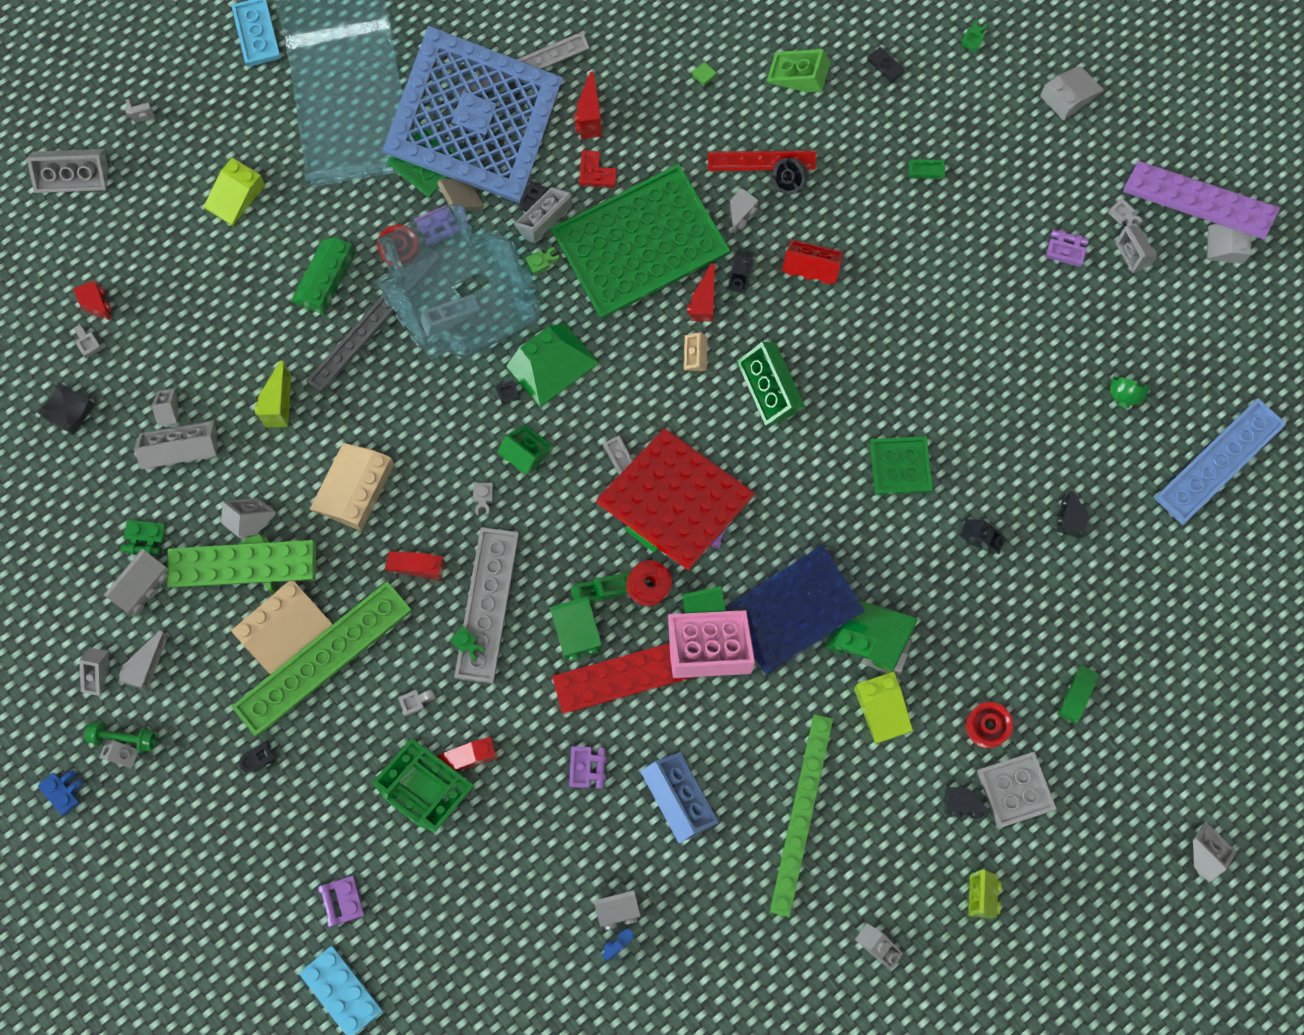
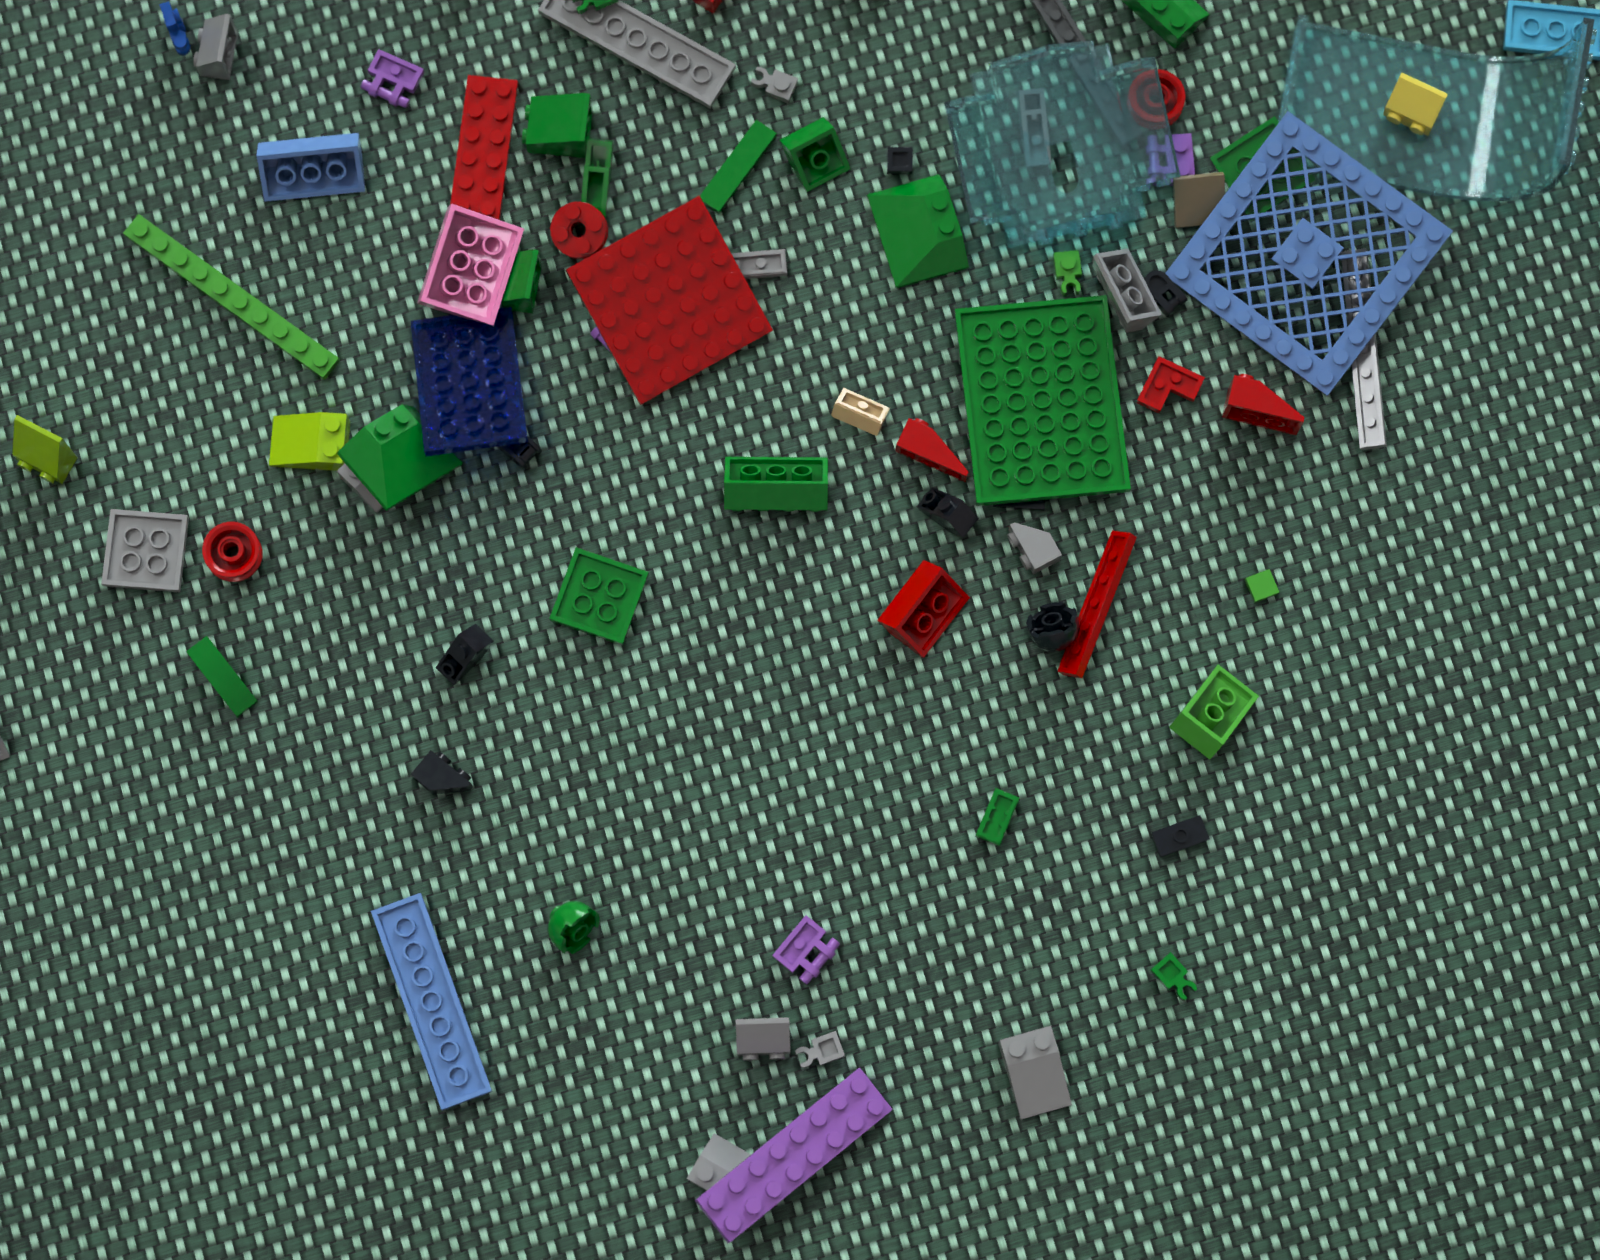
camera: 110 degrees right, 5 degrees up
(344, 85) = (1414, 105): none -> light yellow slope
(554, 498) = (737, 166): none -> green tile
(879, 946) = (45, 315): light grey slope -> none
(963, 802) = (158, 481): black slope -> none

